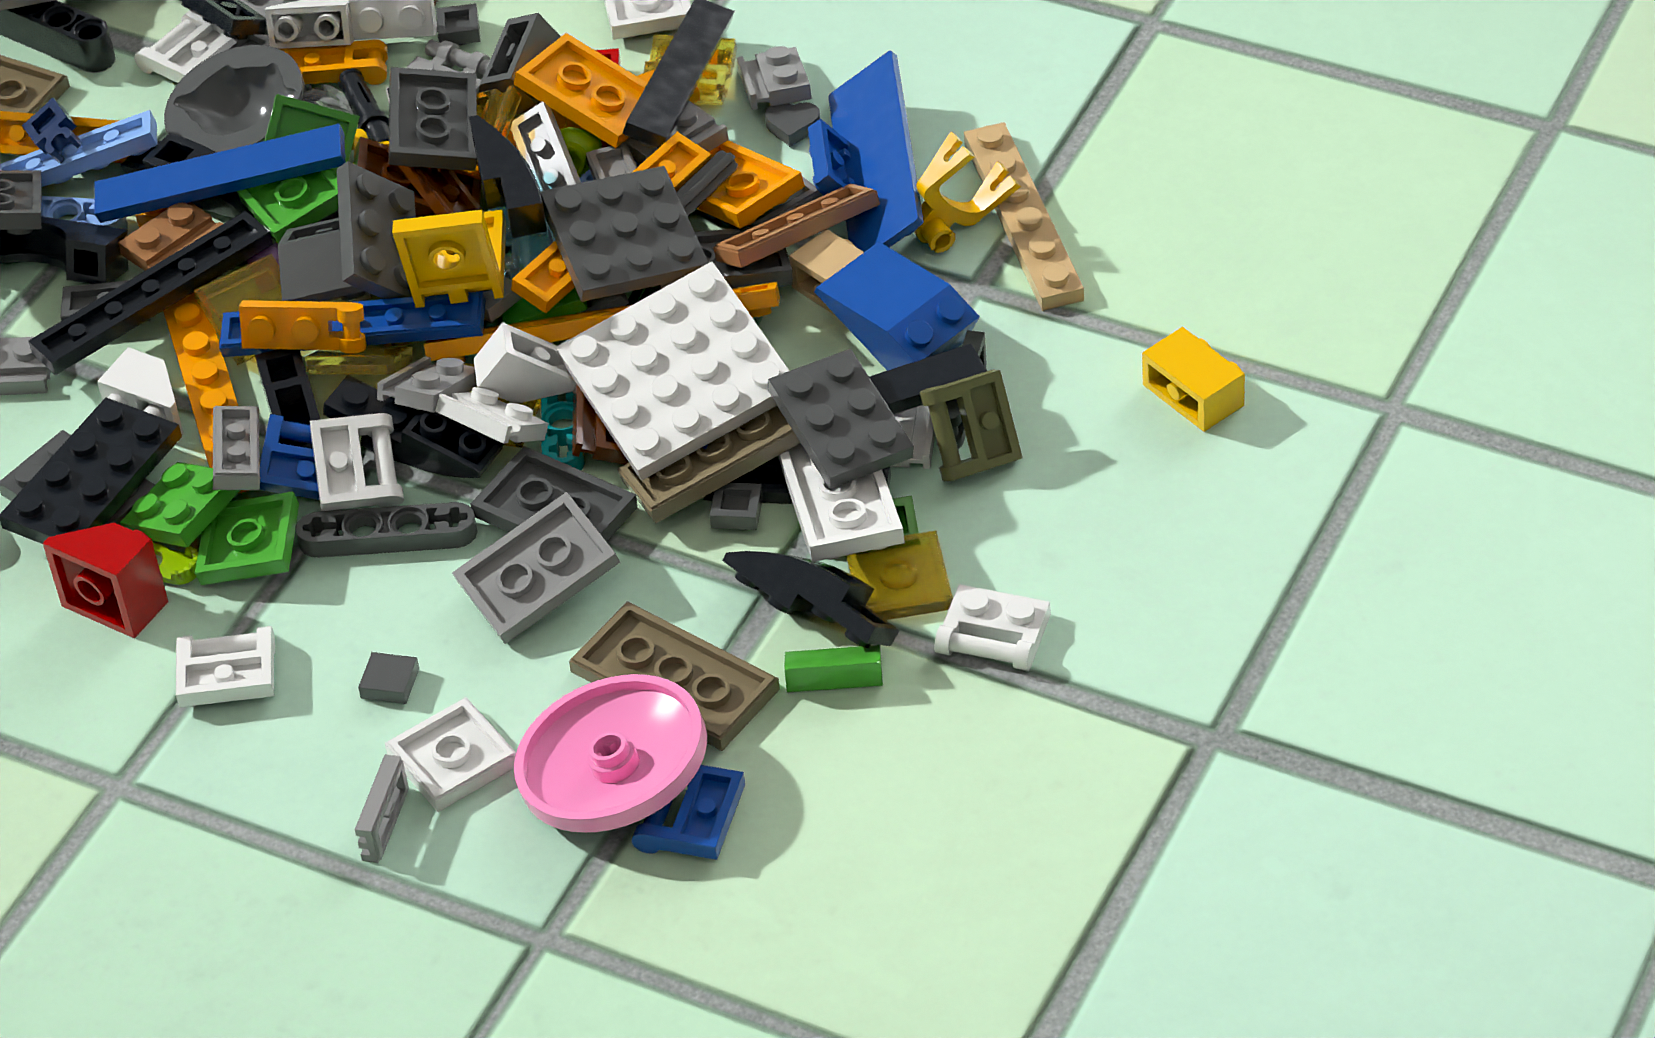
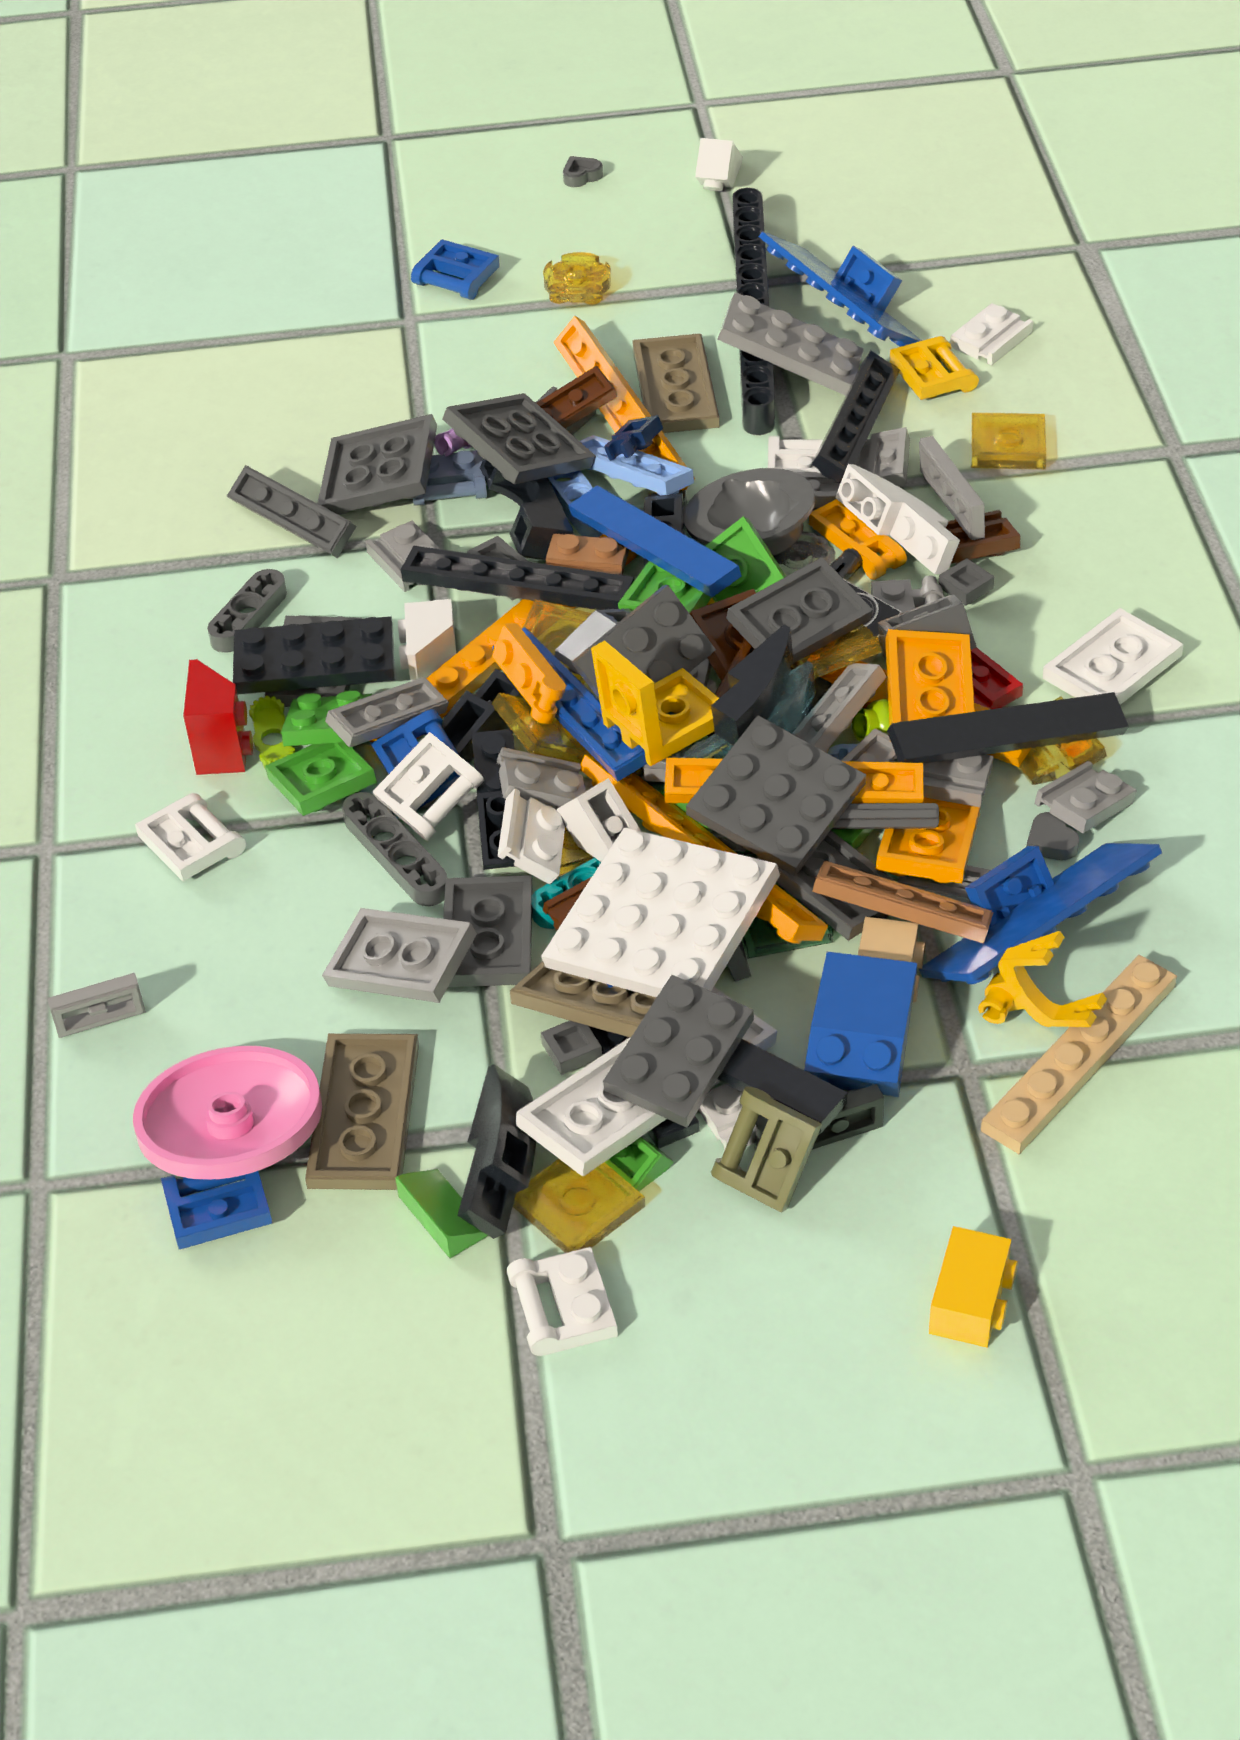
camera: 55 degrees right, 0 degrees up
(388, 677) = (243, 936): dark grey tile -> none
(452, 754) = (189, 1016): white tile -> none

